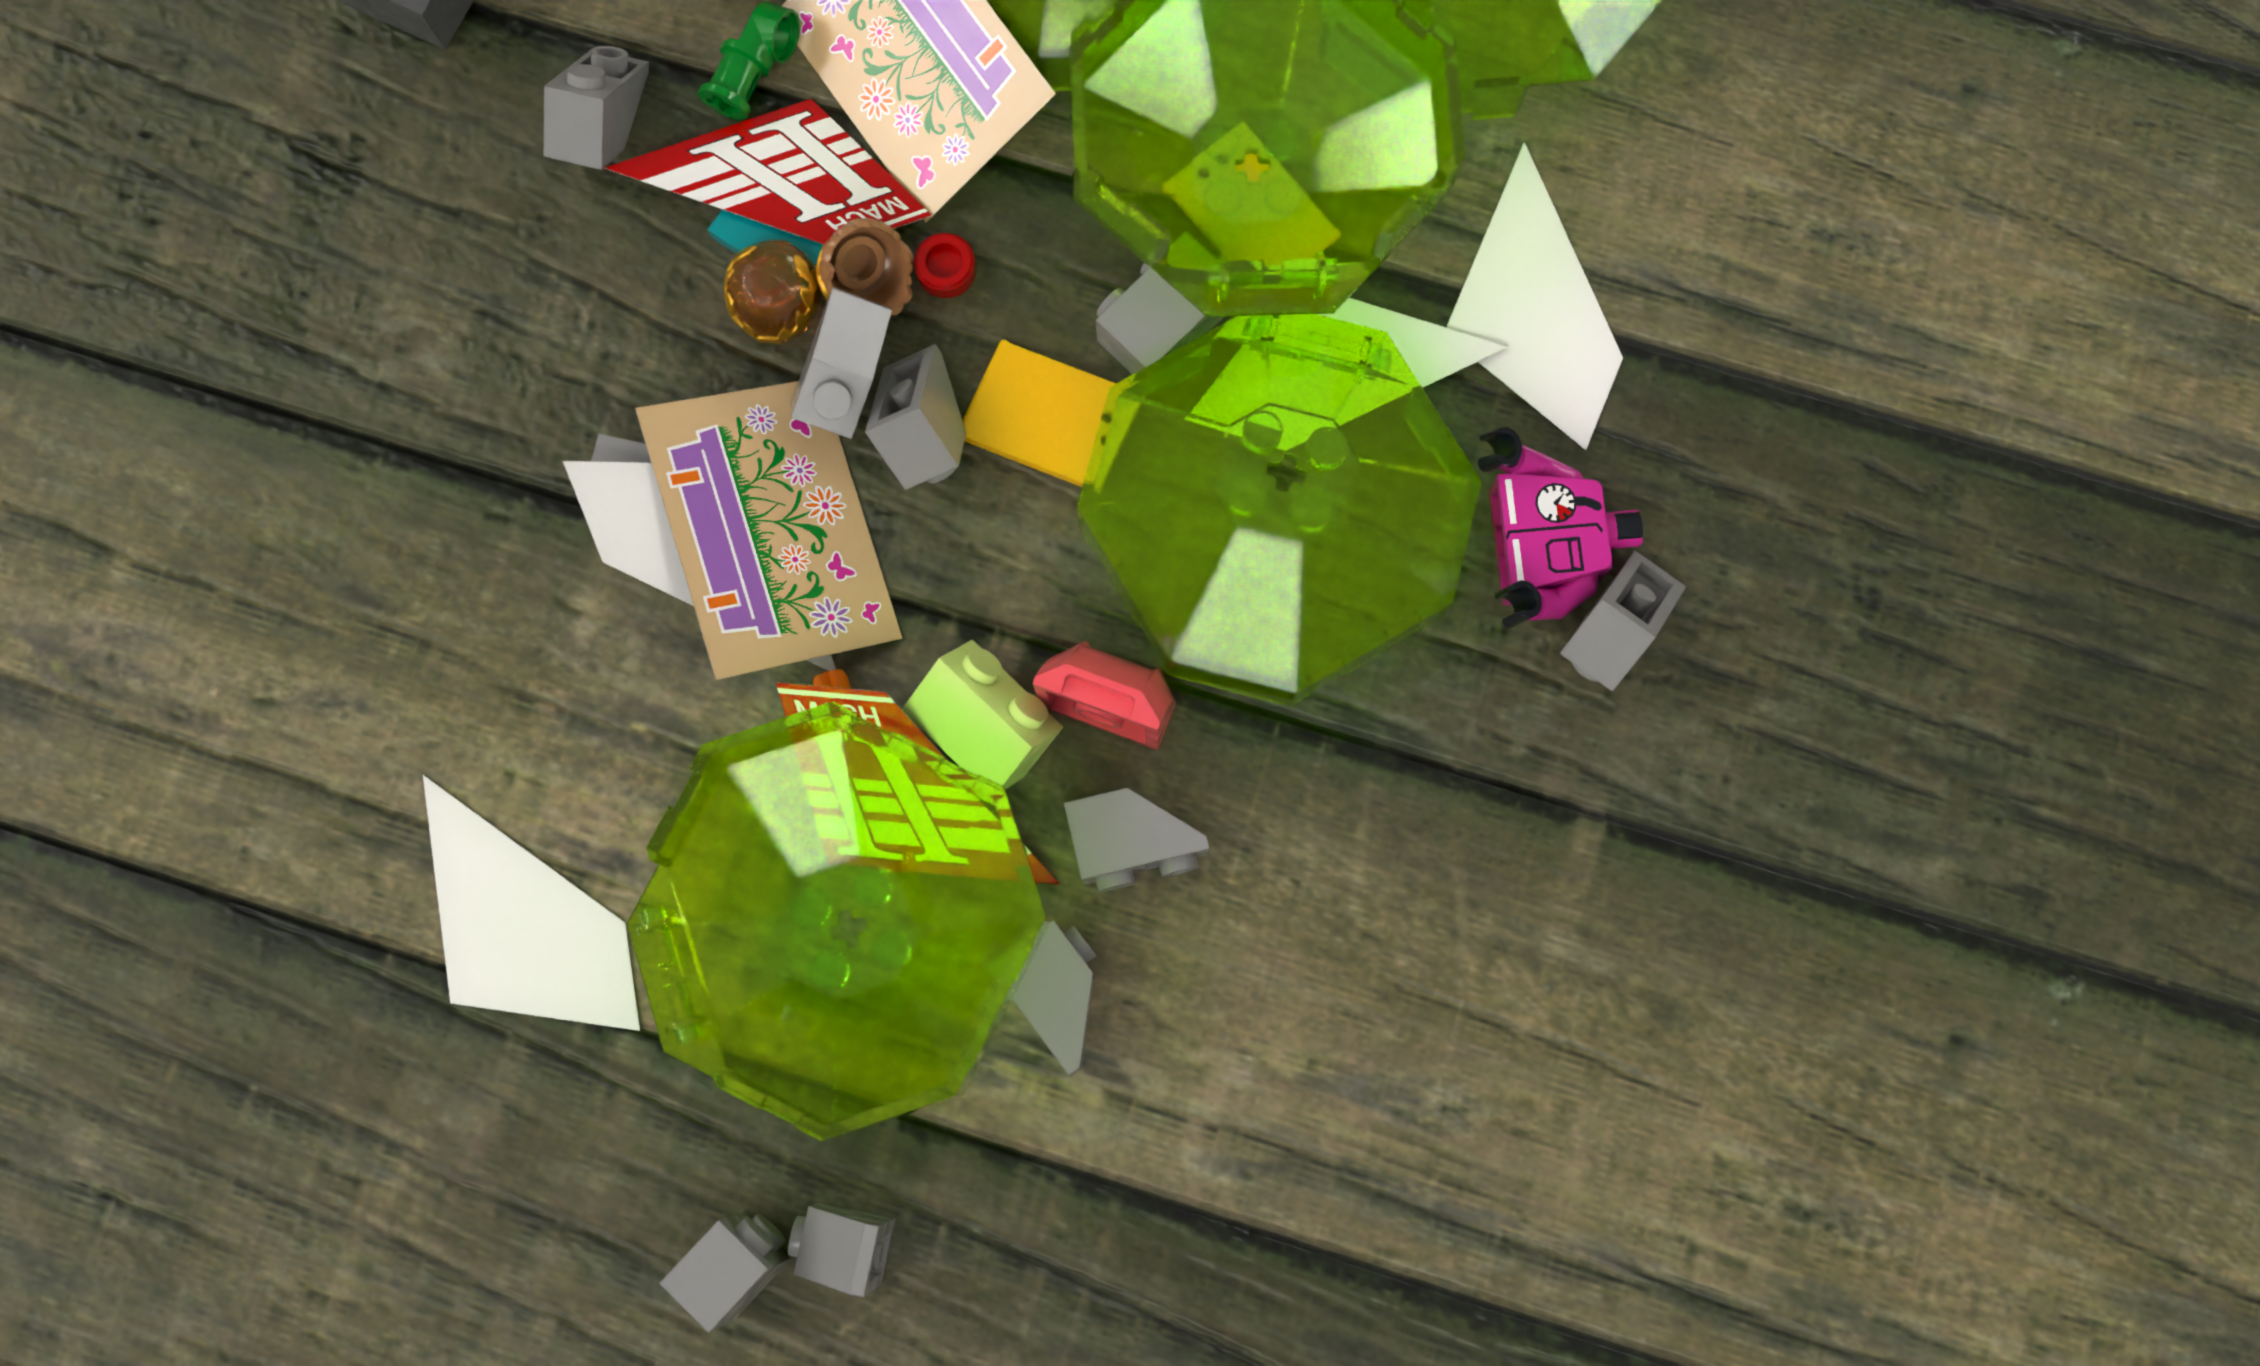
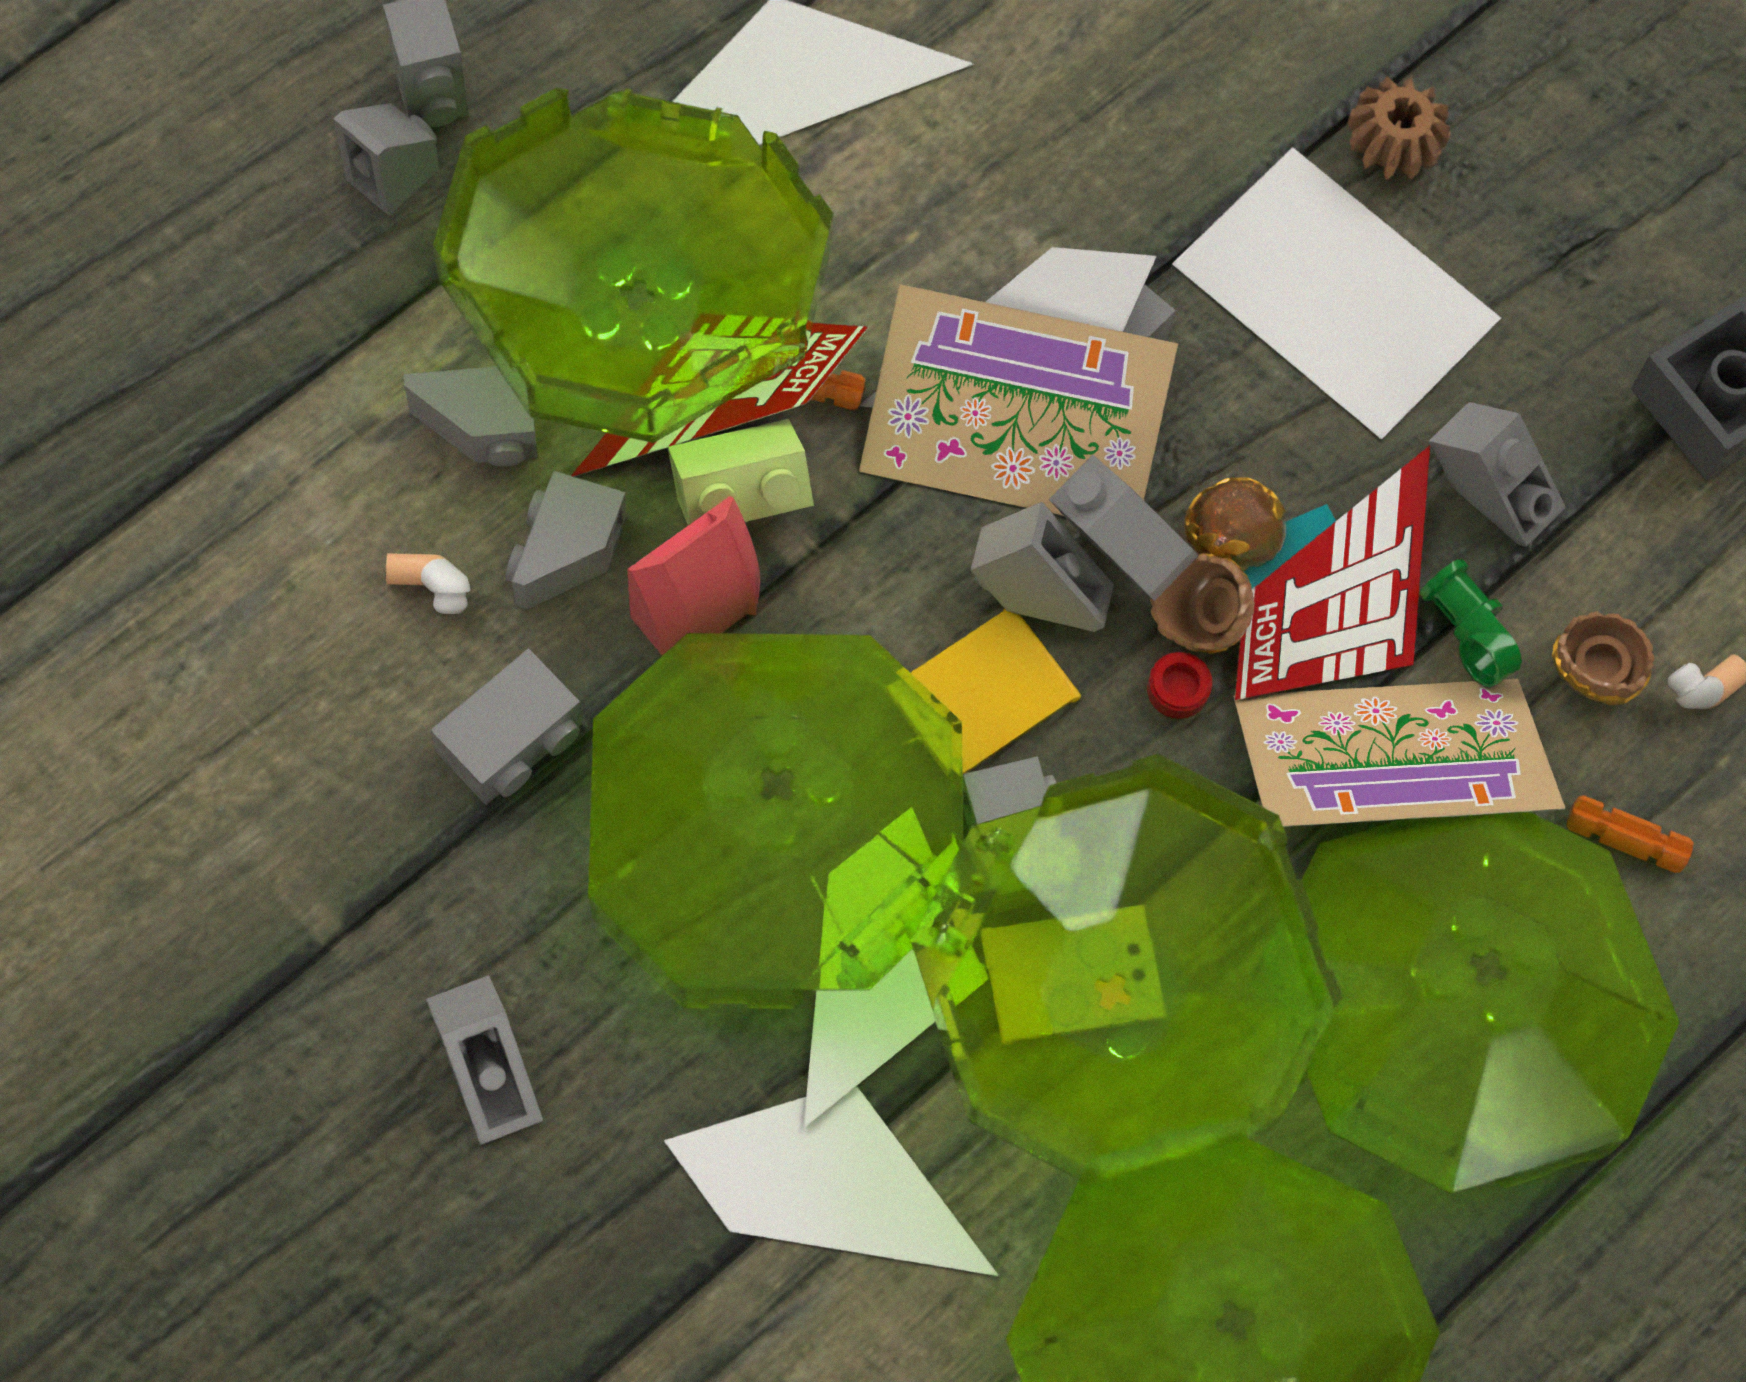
camera: 110 degrees right, 10 degrees down
(271, 340) = (1399, 128): none -> medium nougat gear
(484, 338) = (1336, 292): none -> white sticker
(1228, 934) = (434, 573): none -> white arm
(1334, 777) = (508, 728): none -> light grey brick
(1549, 530) = (600, 1037): dark pink torso -> none

